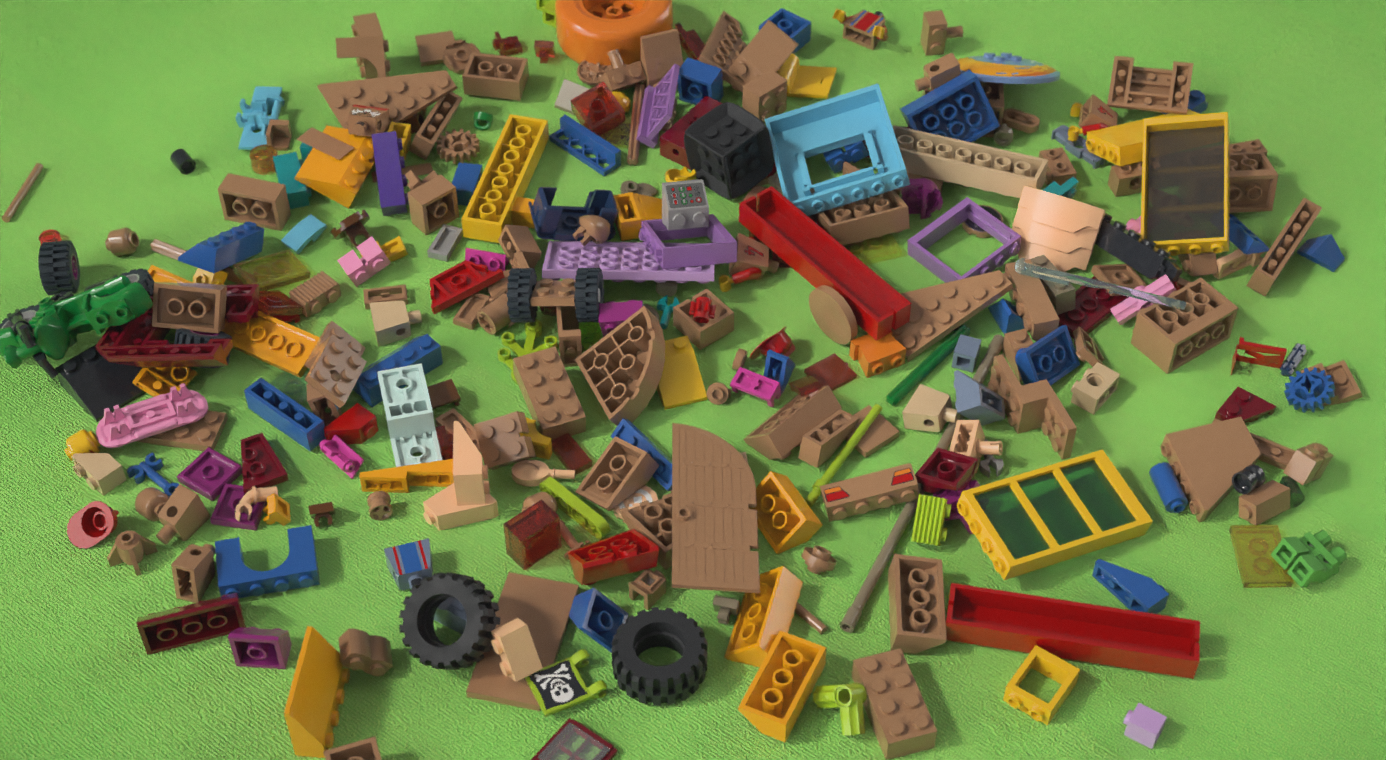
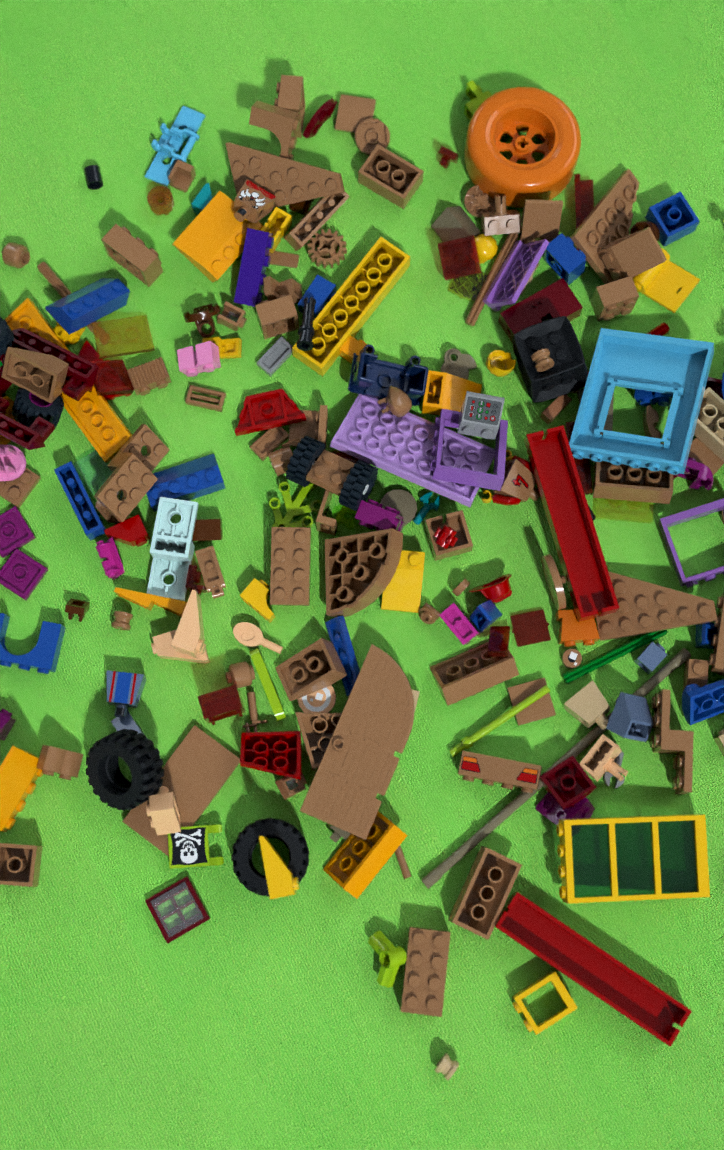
camera: 25 degrees right, 30 degrees up
(252, 497) = (31, 575): light nougat piece -> none
(260, 464) = (46, 542): dark red wing -> none
(277, 510) = (45, 593): light orange tile -> none
(286, 169) = (174, 223): teal brick -> none
(301, 234) = (163, 302): medium azure slope -> none
(325, 143) = (210, 213): medium nougat sticker -> none
(383, 222) = (232, 317): none -> medium nougat window
(392, 321) = (199, 431): tan torso -> none
(403, 54) = (318, 119): none -> dark red tile
(470, 197) = (307, 331): none -> black pin
(483, 117) = (361, 221): green tile -> none
(492, 260) = (294, 388): dark pink hinge -> none
(501, 440) = (231, 602): medium nougat piece -> none
(506, 46) = (418, 134): clear red bracket -> none
(518, 239) = (332, 390): medium nougat brick -> none
(571, 454) = (287, 626): clear red tile -> none
(590, 144) = (442, 288): blue fence -> none
(597, 616) = (240, 802): blue slope -> none
(677, 638) = (278, 875): none -> yellow slope
(724, 134) = (542, 360): none -> medium nougat wheel
(783, 513) = (425, 759): light orange slope -> none
(783, 685) = (349, 922): light orange slope -> none
(818, 559) = (431, 815): medium nougat plate -> none
(826, 437) = (494, 699): medium nougat slope -> none
(887, 382) = (571, 658): none -> medium nougat tile
(930, 519) = (533, 819): lime brick -> none
(1131, 588) = (663, 953): blue slope -> none
(1144, 725) = (603, 1071): lavender brick -> none

